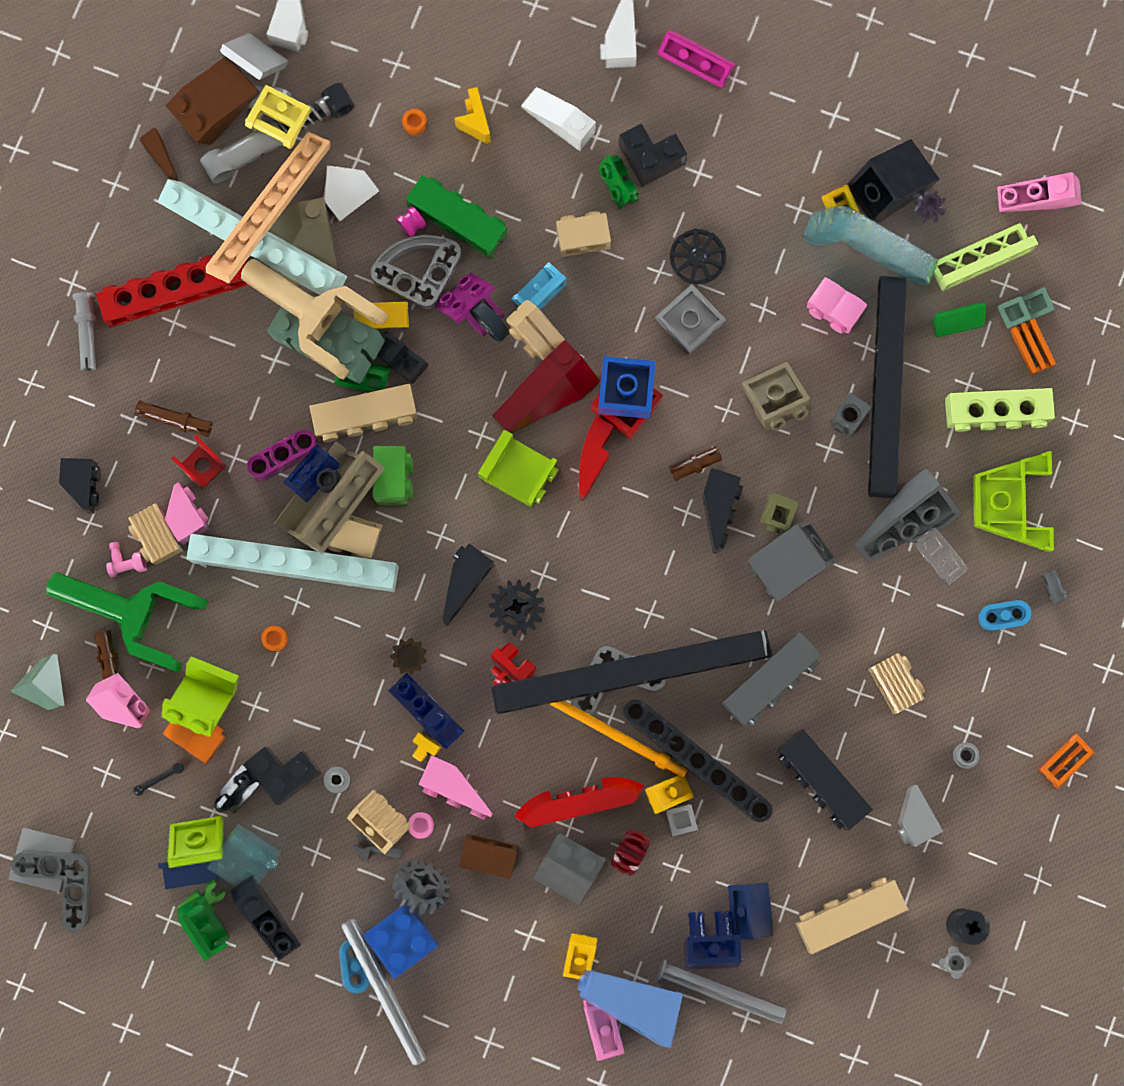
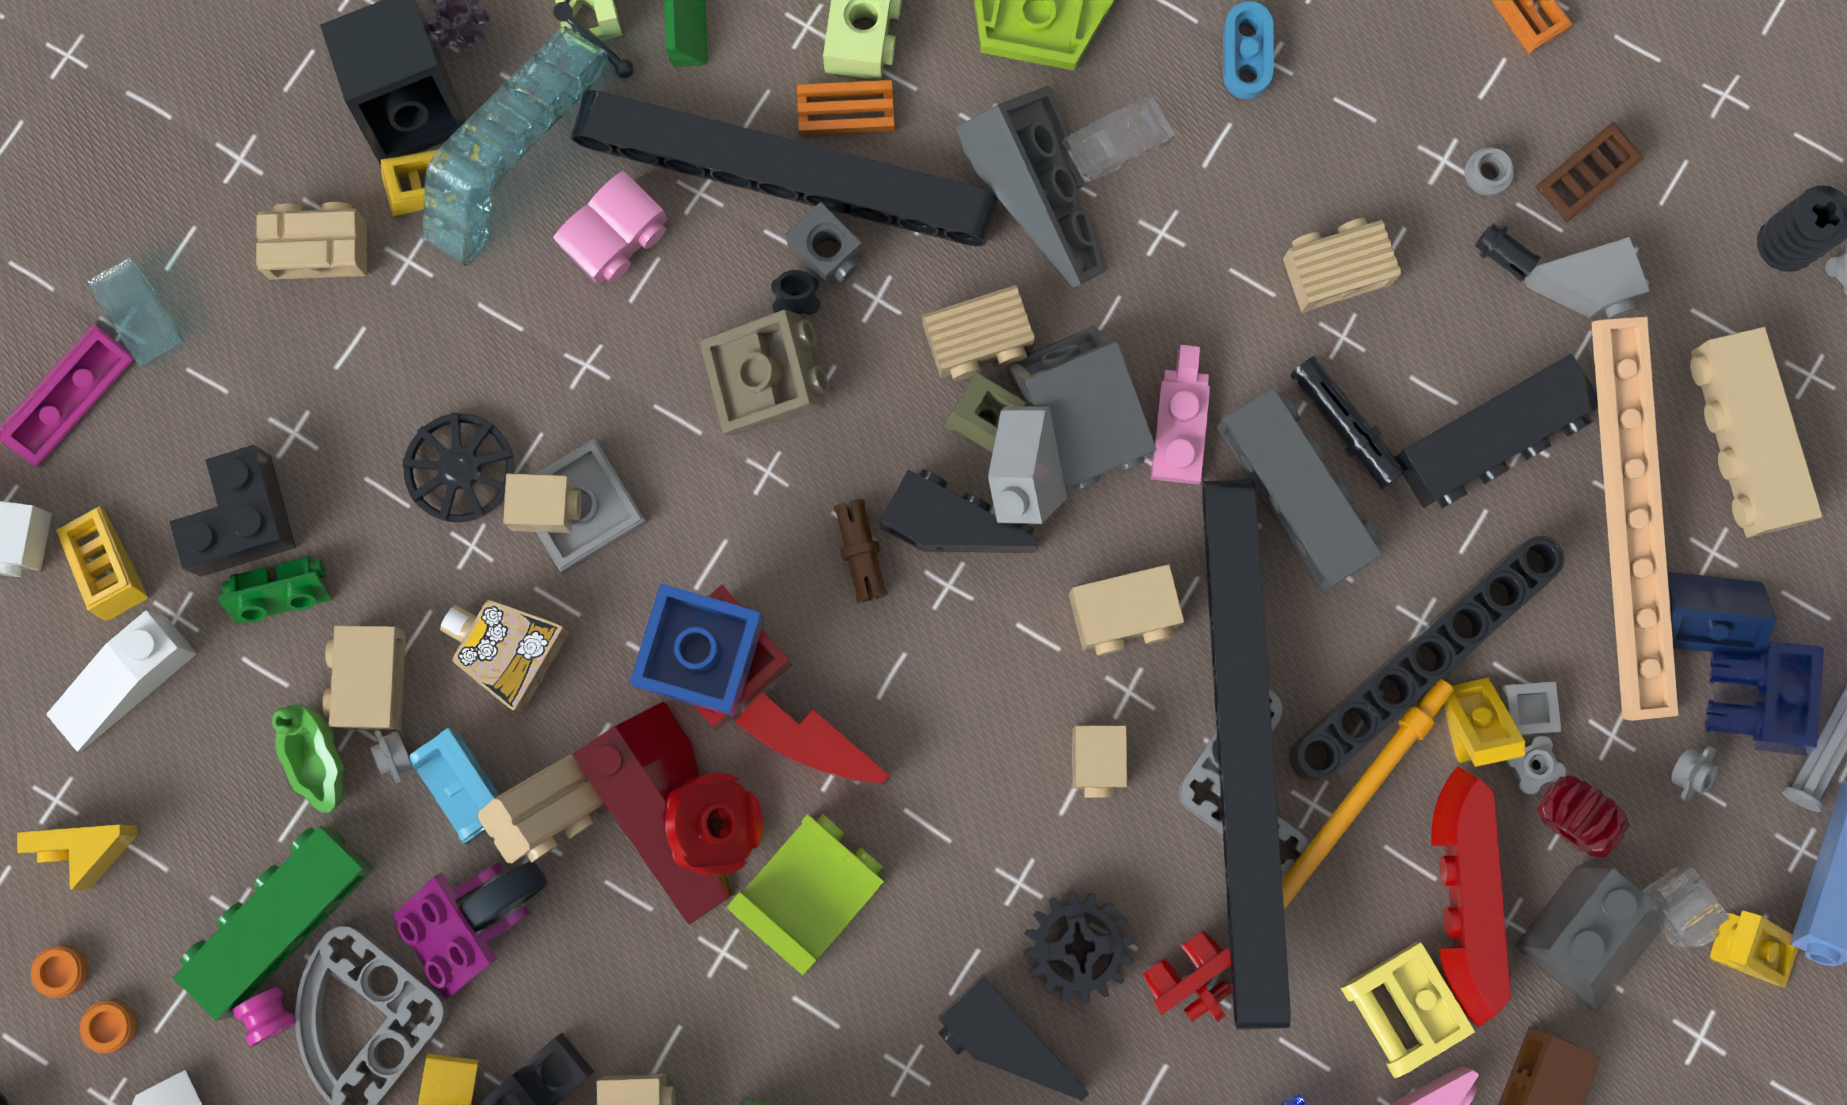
camera: 80 degrees left, 0 degrees up
(392, 150) = (108, 1026): none -> orange tile
(522, 786) = (1422, 1001): none -> light yellow plate
(532, 407) = (687, 824): none -> red plate
(540, 215) = (309, 756): none -> bright green arm
(547, 254) = (390, 755): none -> light grey plate
(593, 914) = (1686, 908): none -> clear brick
(602, 105) = (114, 592): none -> yellow slope
(609, 298) = (505, 650): none -> torso
(612, 602) = (1099, 760): none -> tan brick
(653, 819) = (1549, 770): none -> light grey plate
(665, 910) = (1695, 772): none -> light grey plate
(686, 299) = (541, 503): none -> tan brick
(691, 601) = (1126, 609): none -> tan brick
(744, 82) = (135, 311): none -> clear light blue slope
(753, 534) = (1026, 466): none -> light grey slope
(791, 855) = (1634, 518): none -> light nougat plate
(793, 724) = (1348, 423): none -> black pin
(796, 615) = (1181, 421): none -> bright pink hinge
(797, 159) = (311, 242): none -> tan brick
(820, 501) = (979, 333): none -> tan brick
(826, 402) = (796, 292): none -> black plate
(923, 771) = (1506, 251): none -> black pin
(936, 408) = (845, 90): none -> orange tile
(945, 258) = (564, 13): none -> black hinge
(995, 824) = (1622, 149): none -> reddish brown slope

